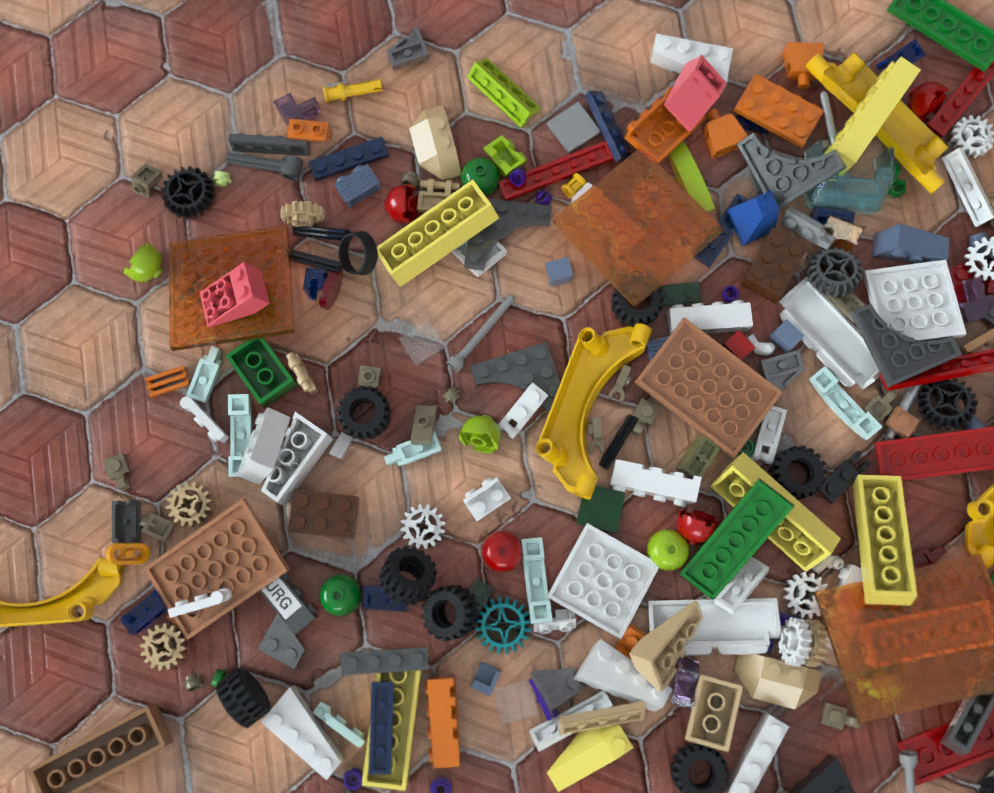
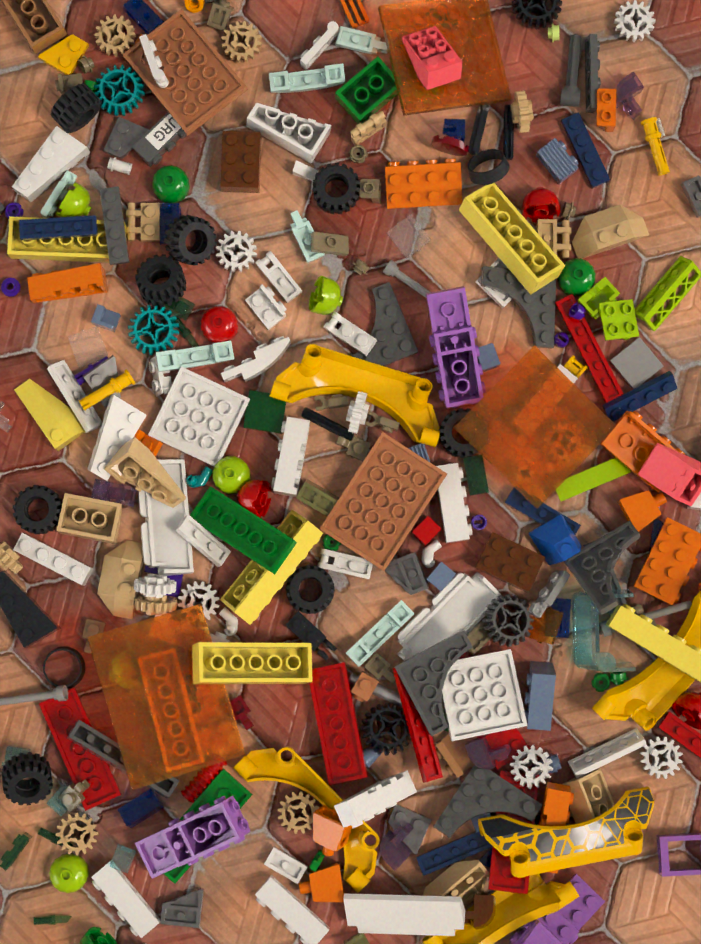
camera: 85 degrees right, 5 degrees up
(178, 706) = (65, 54): none -> yellow wing
(211, 704) = (66, 82): none -> dark tan bracket
(217, 661) = (116, 97): none -> teal gear
(219, 98) = (641, 16): none -> white gear
(263, 446) = (298, 101): white wedge -> none
(314, 651) = (120, 166): none -> white pin
(323, 388) = (358, 149): none -> dark tan plate
(353, 705) = (75, 202): none -> lime cylinder
(367, 322) = (423, 184): none -> orange bracket
(379, 621) = (149, 222): none -> tan plate
(455, 482) = (279, 277): none -> white plate
(508, 589) = (186, 333): none -> clear green piece
(529, 137) = (618, 319): none -> lime hinge
(543, 503) = (265, 358): none -> white slope
(550, 299) = (454, 348): none -> medium lavender wedge
(565, 673) = (115, 385): none -> yellow pin
(601, 718) = (78, 418): tan tile -> none
(611, 407) = (357, 412): none -> white gear
(671, 584) = (199, 480): none -> teal arm
(854, 752) = (81, 662): none -> black tyre

